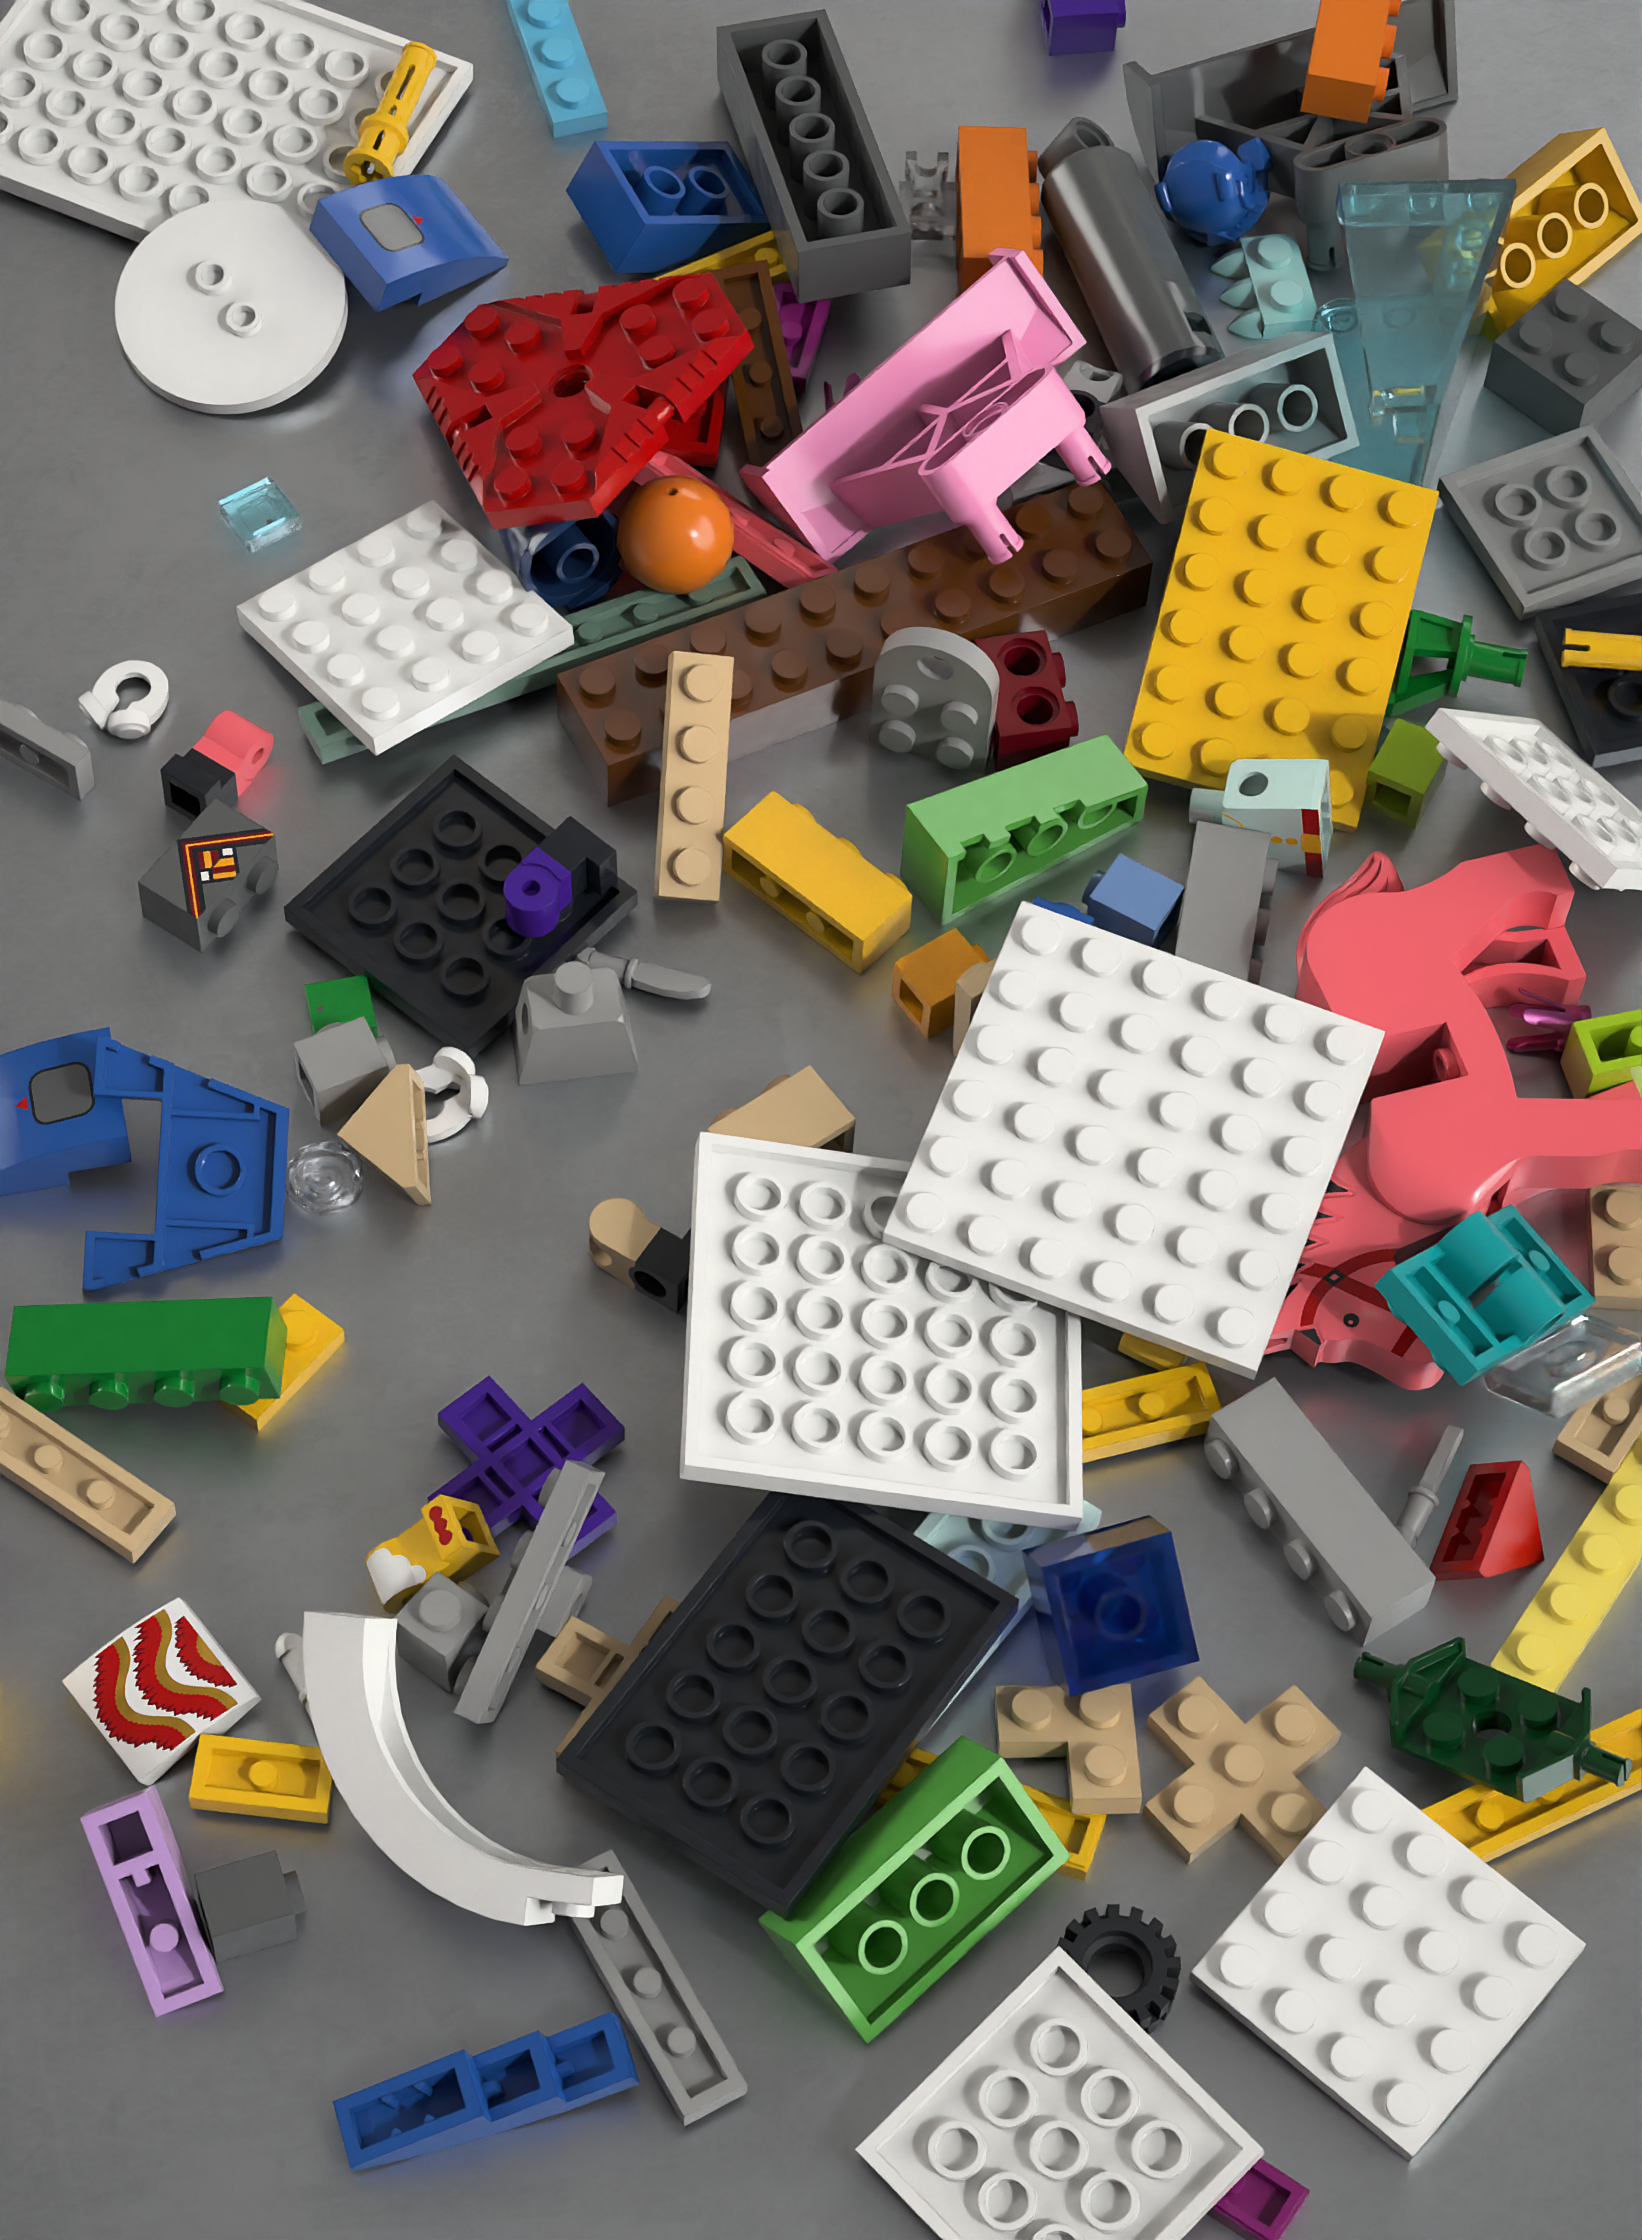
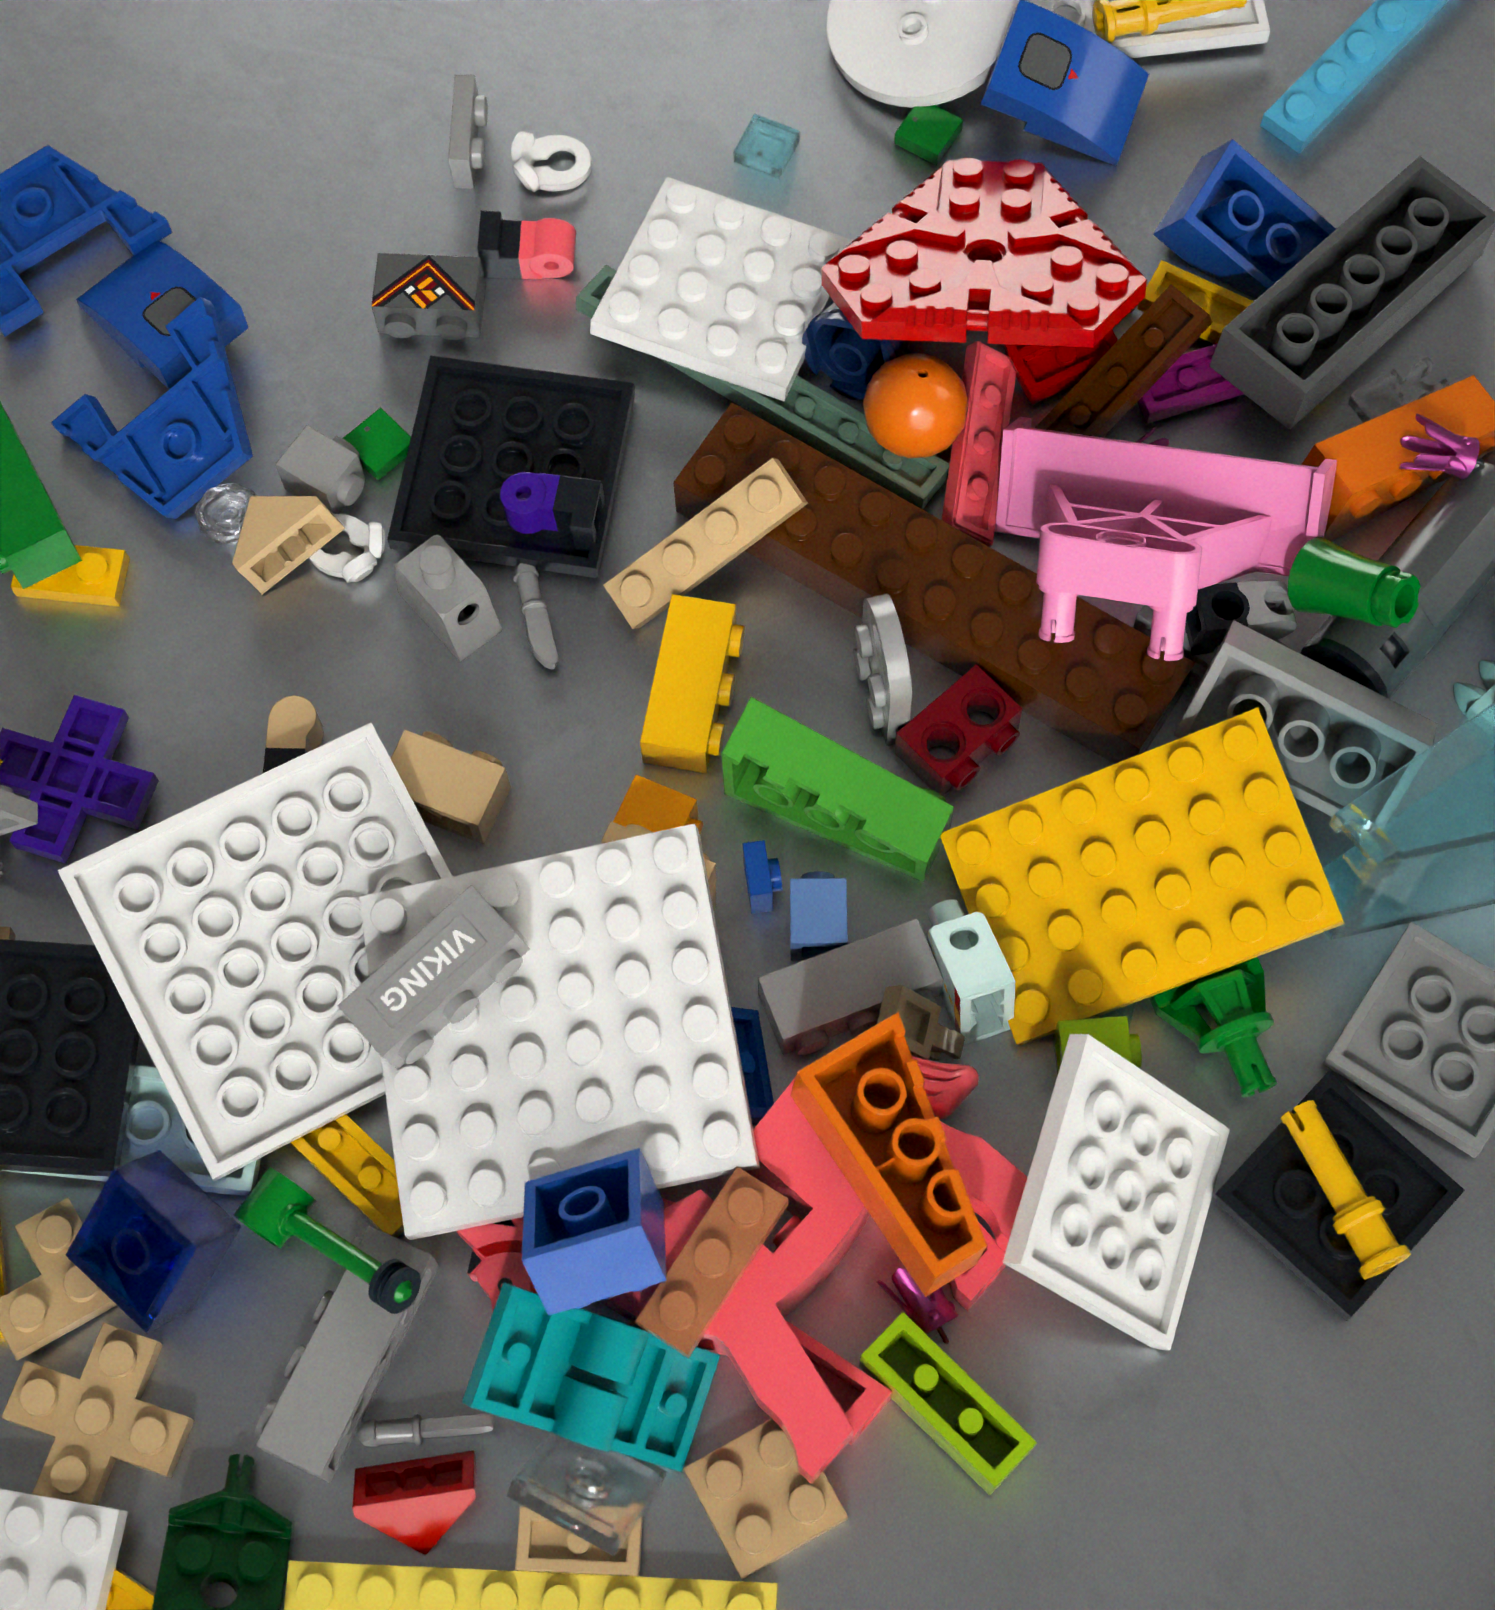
camera: 65 degrees right, 10 degrees up
(354, 381) = (928, 132): none -> green tile
(1038, 1185) = (434, 979): none -> light grey brick
(1045, 172) = (1449, 453): none -> flat silver piece
(1129, 306) = (1351, 585): none -> green plant
(1130, 1491) = (280, 1209): none -> green piece
(1298, 882) = (920, 1019): none -> dark tan plate
(1376, 1179) = (593, 1232): none -> blue brick
(1451, 915) = (892, 1150): none -> orange wedge
(1452, 1119) = (712, 1262): none -> nougat plate

